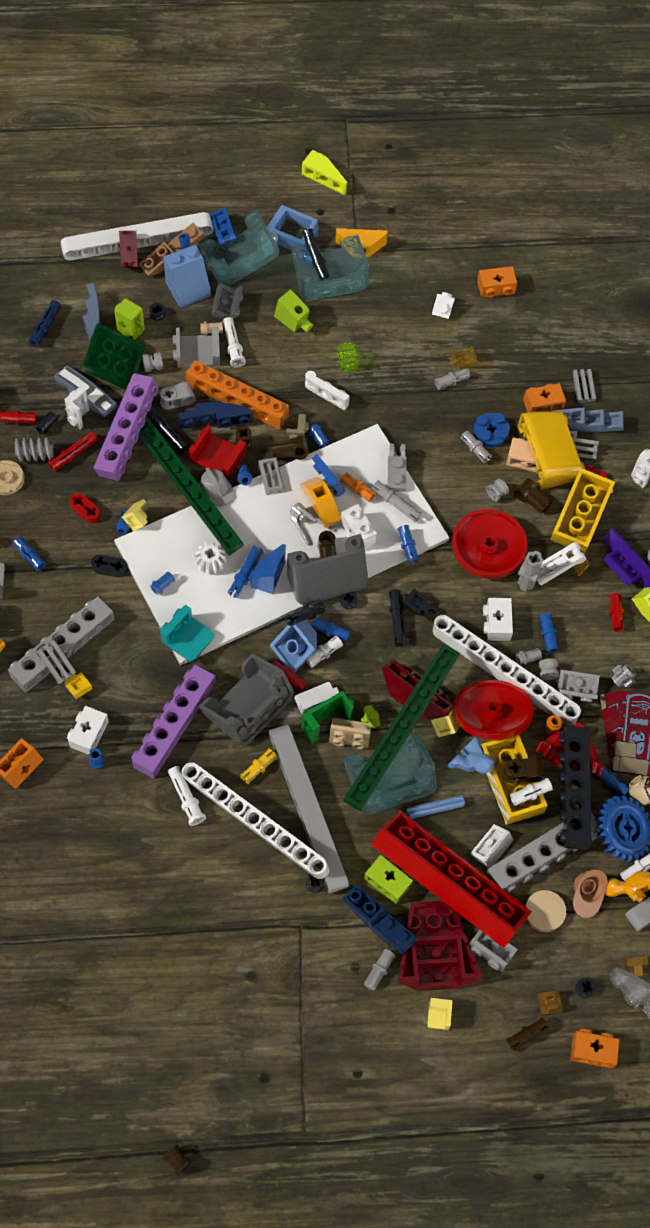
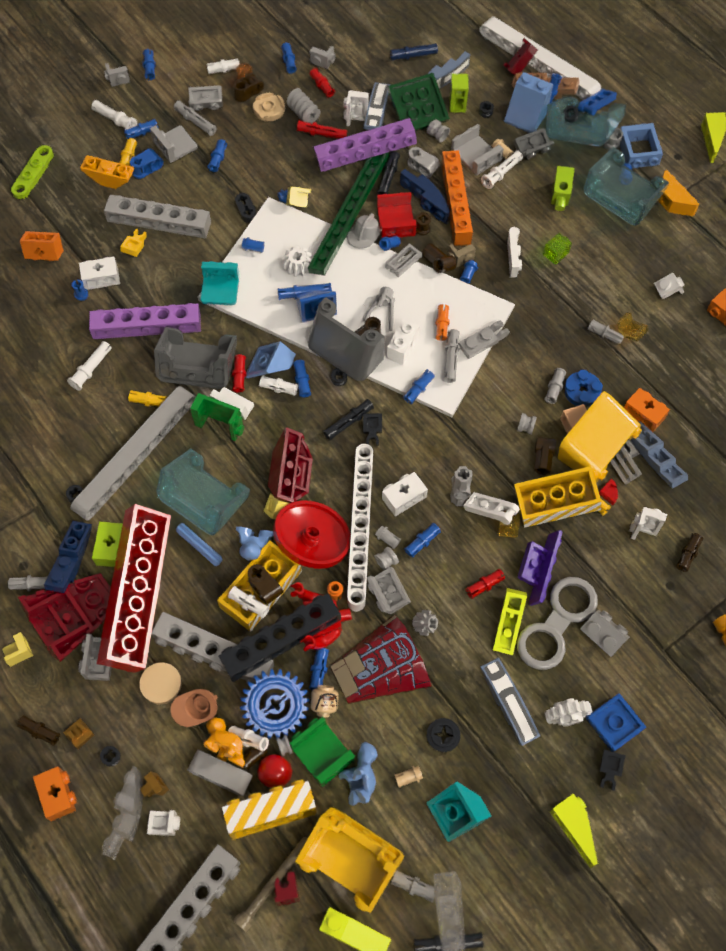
camera: 60 degrees right, 0 degrees up
(44, 425) = (332, 101): black pin -> none
(65, 675) = (129, 216): light grey tile -> none
(87, 505) = (285, 165): red beam -> none
(261, 826) = (94, 421): white beam -> none
(308, 612) = (300, 351): black pin -> none
(318, 261) = (623, 174): black pin -> none
(321, 501) = (405, 302): light orange slope -> none
(329, 478) = (430, 292): blue plate -> none
(350, 733) = (219, 443): tan bracket -> none
(370, 716) = (245, 450): lime plant -> none
(401, 728) = (237, 468): dark green plate -> none
(489, 544) = (469, 441): red dish -> none
(492, 846) = (193, 608): white slope -> none
(582, 373) = (700, 425): light grey tile -> none

